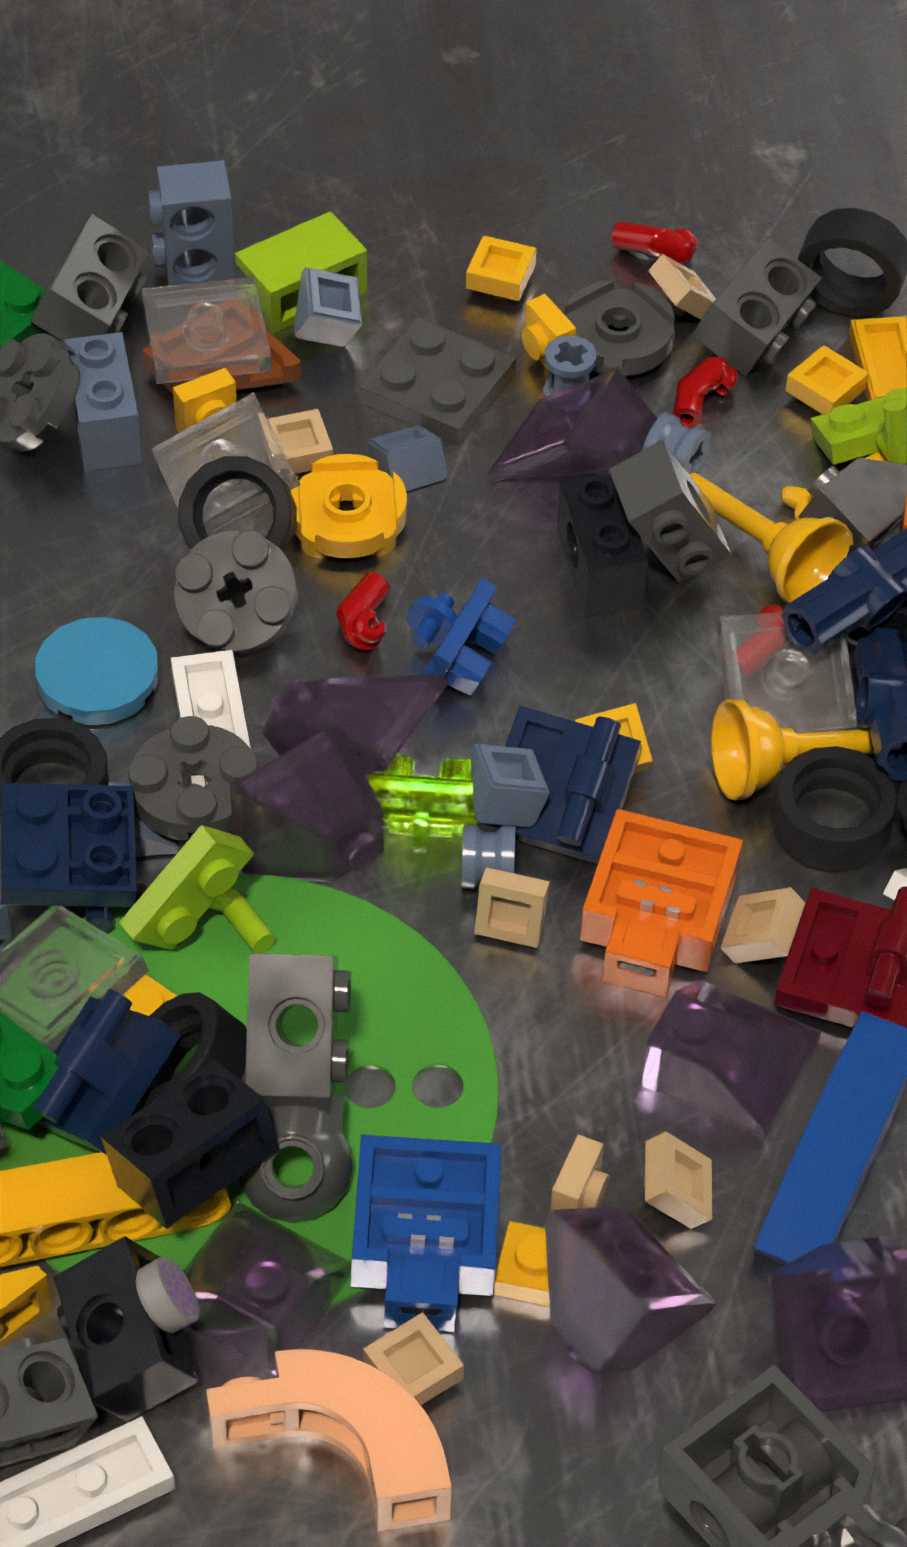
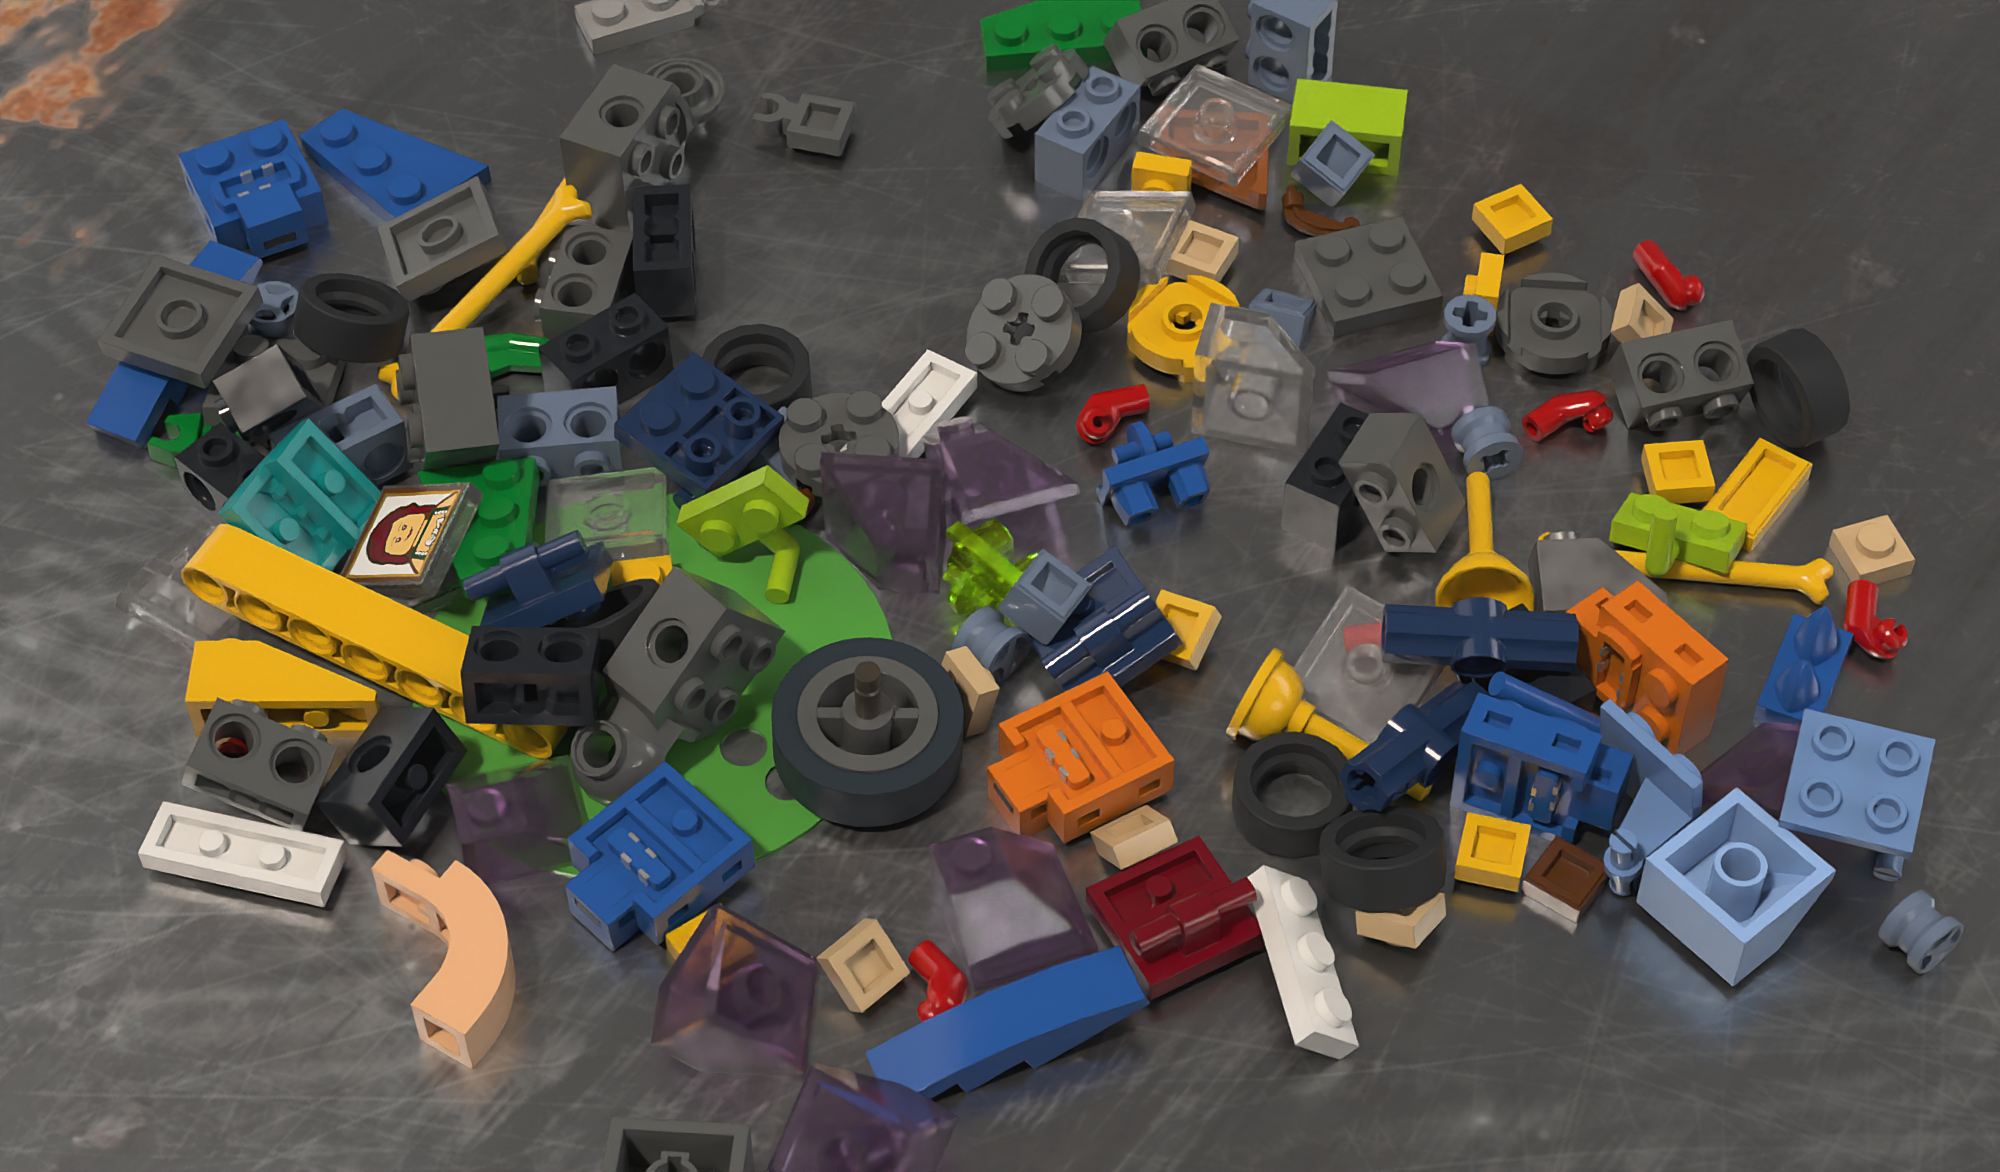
camera: 45 degrees right, 0 degrees up
(96, 670) = (878, 327): dark azure tile -> none
(167, 1295) = (422, 767): light grey tile -> none
(345, 366) = (1308, 221): none -> reddish brown piece
(416, 1359) = (551, 946): tan plate -> none
(469, 509) = (1251, 382): none -> clear slope
(479, 994) = (867, 731): none -> wheel
(581, 1179) = (792, 910): tan plate -> none
(746, 1145) = (945, 981): none -> red arm

